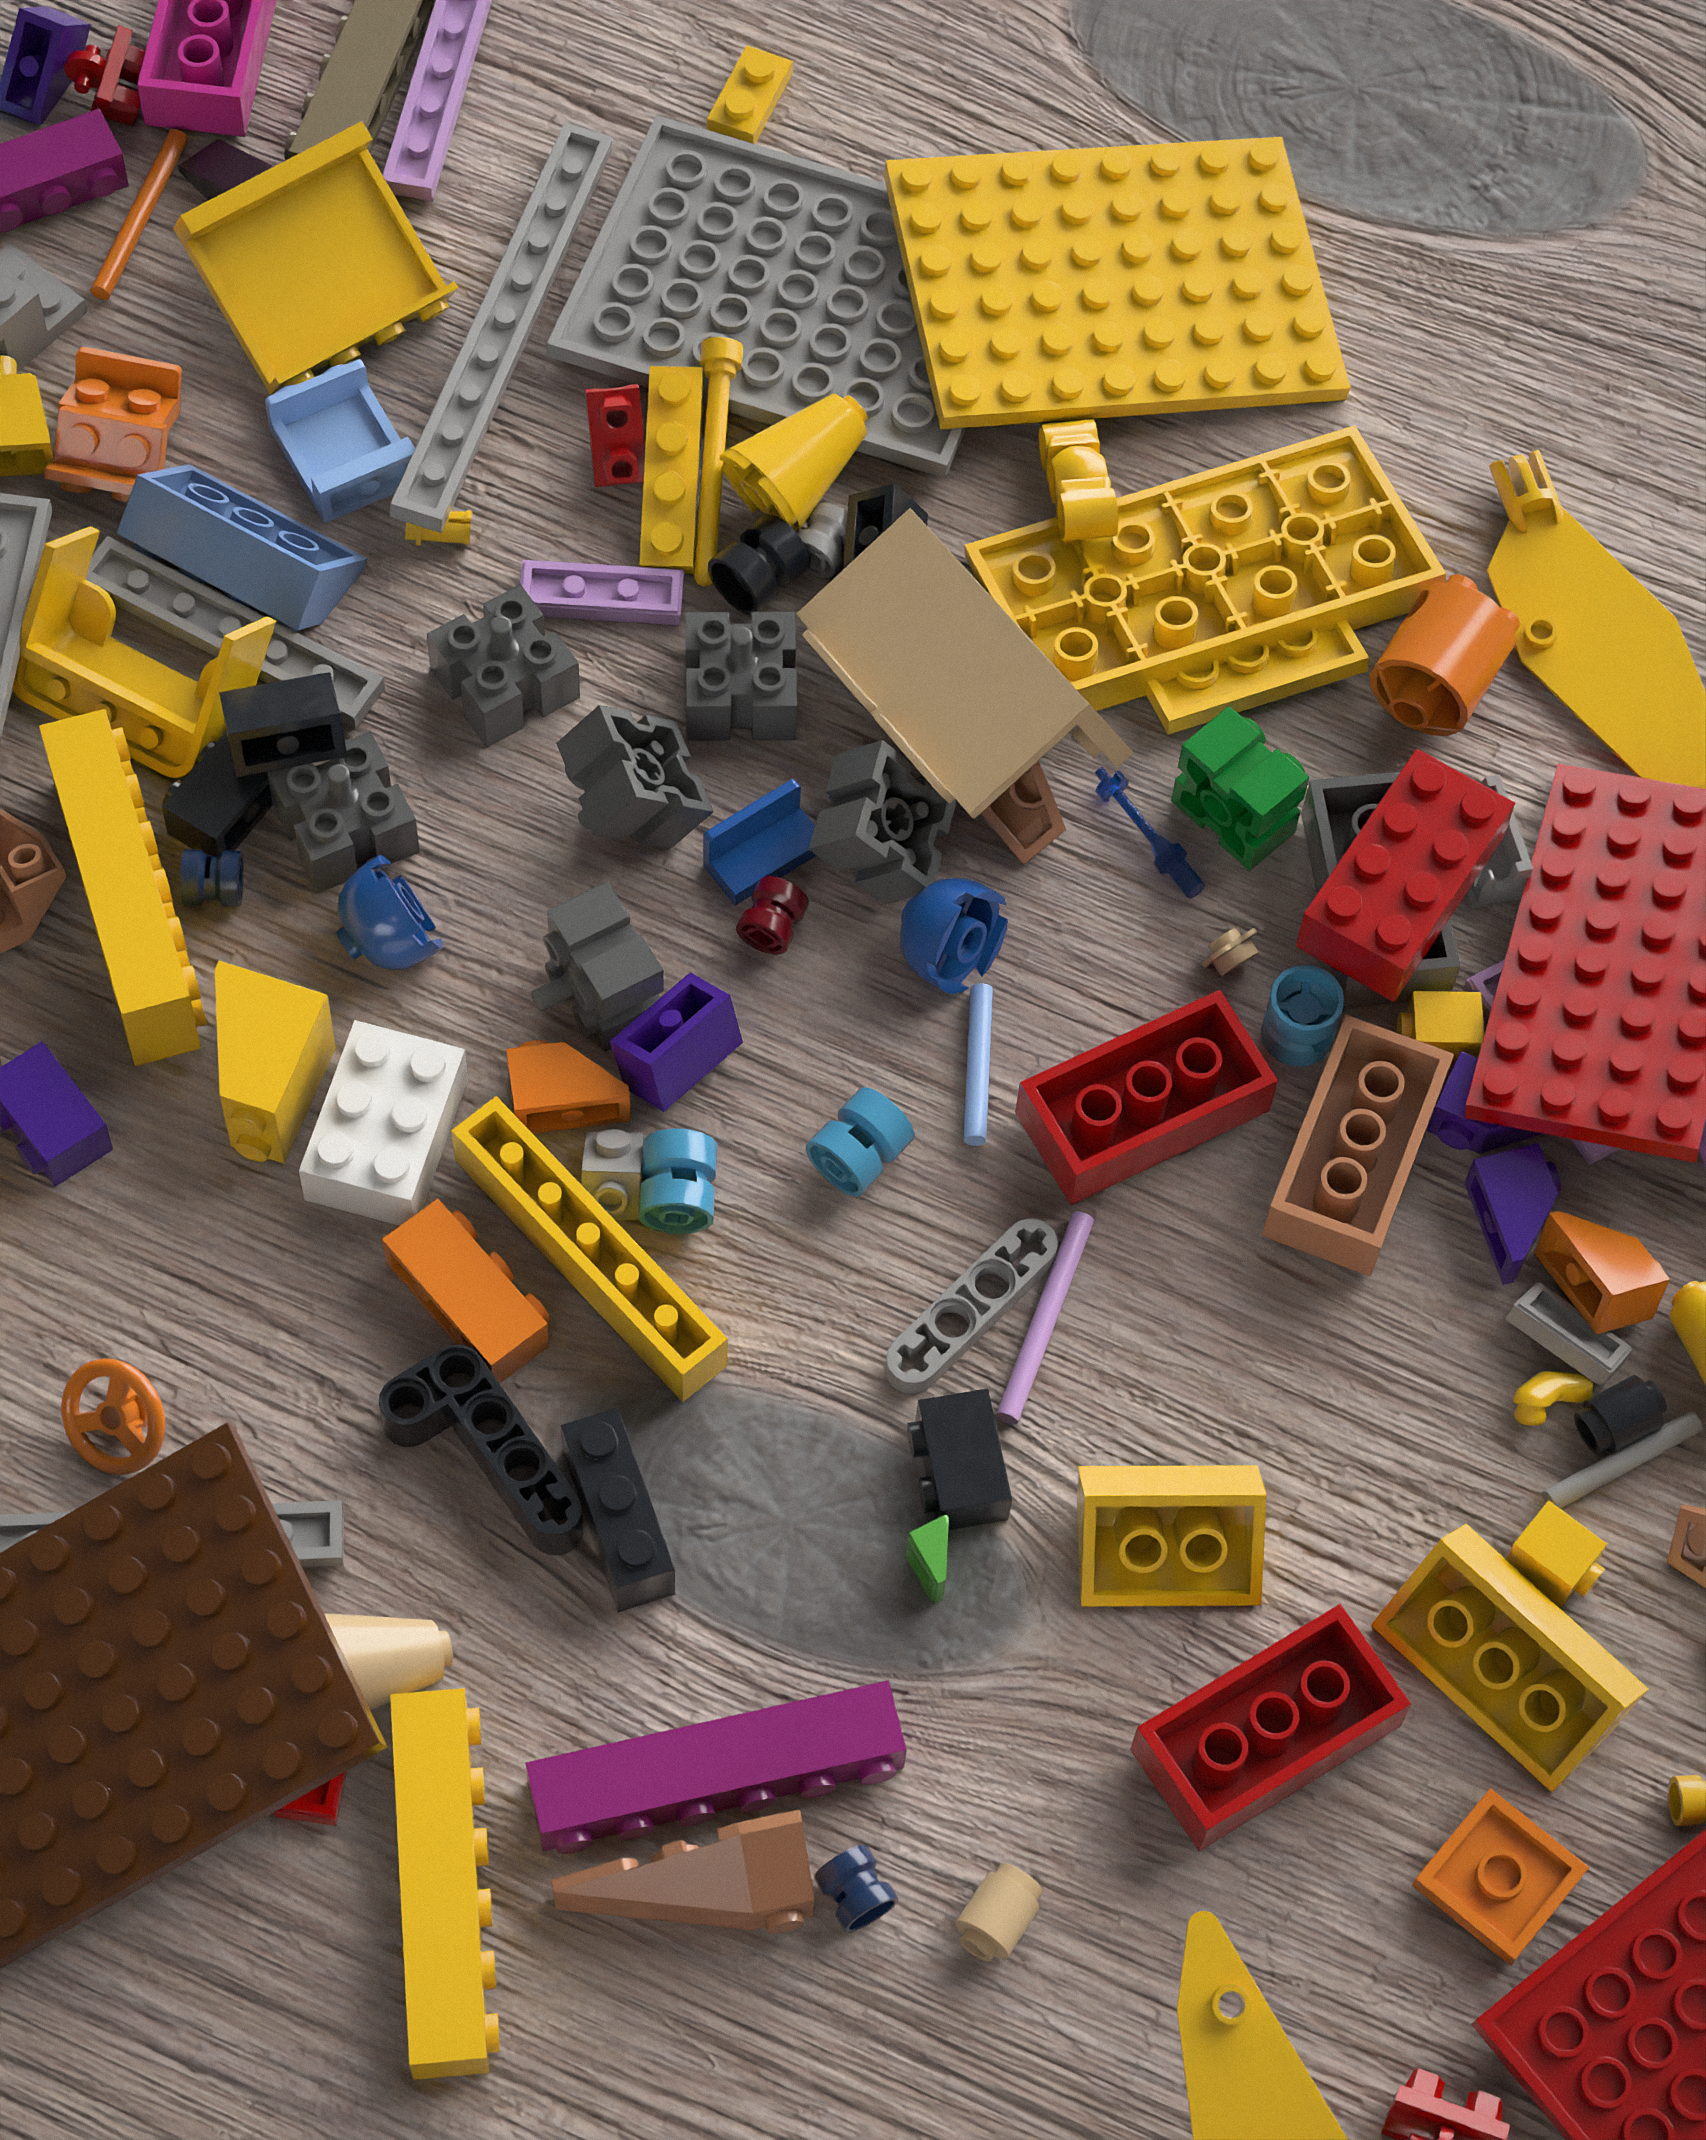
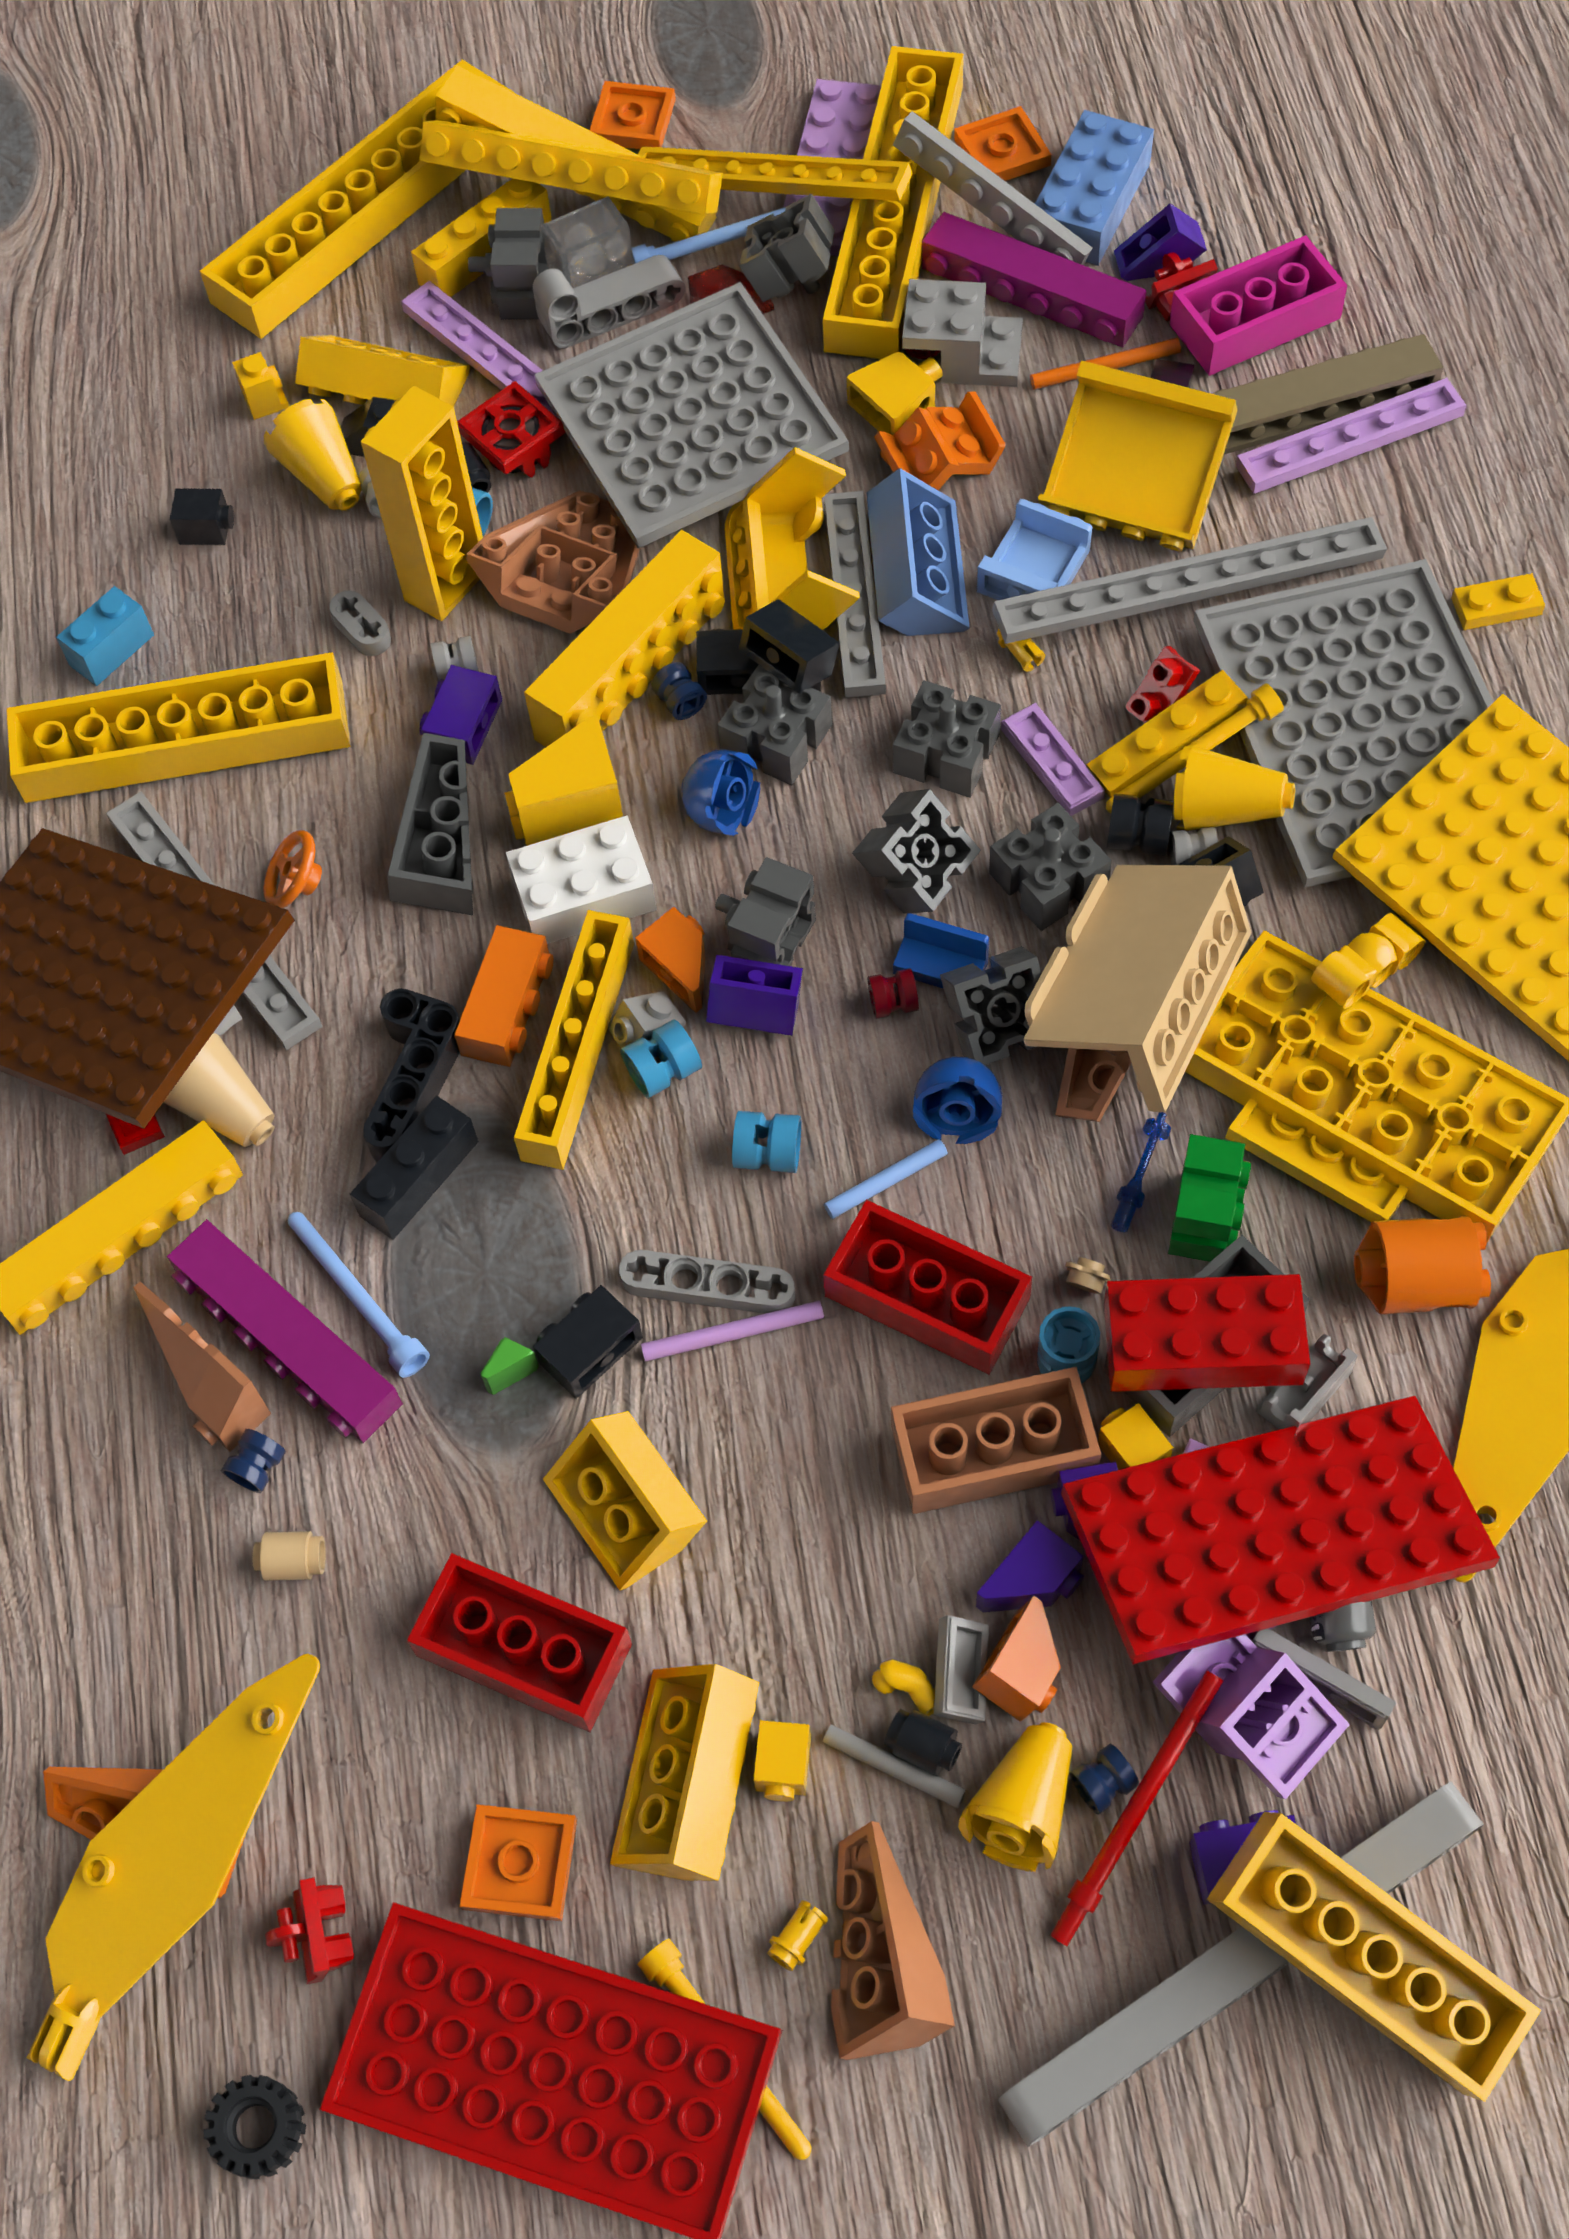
camera: 65 degrees right, 0 degrees up
(204, 1239) = (433, 840): none -> dark grey wedge
(833, 1655) = (405, 1354): none -> light blue piece

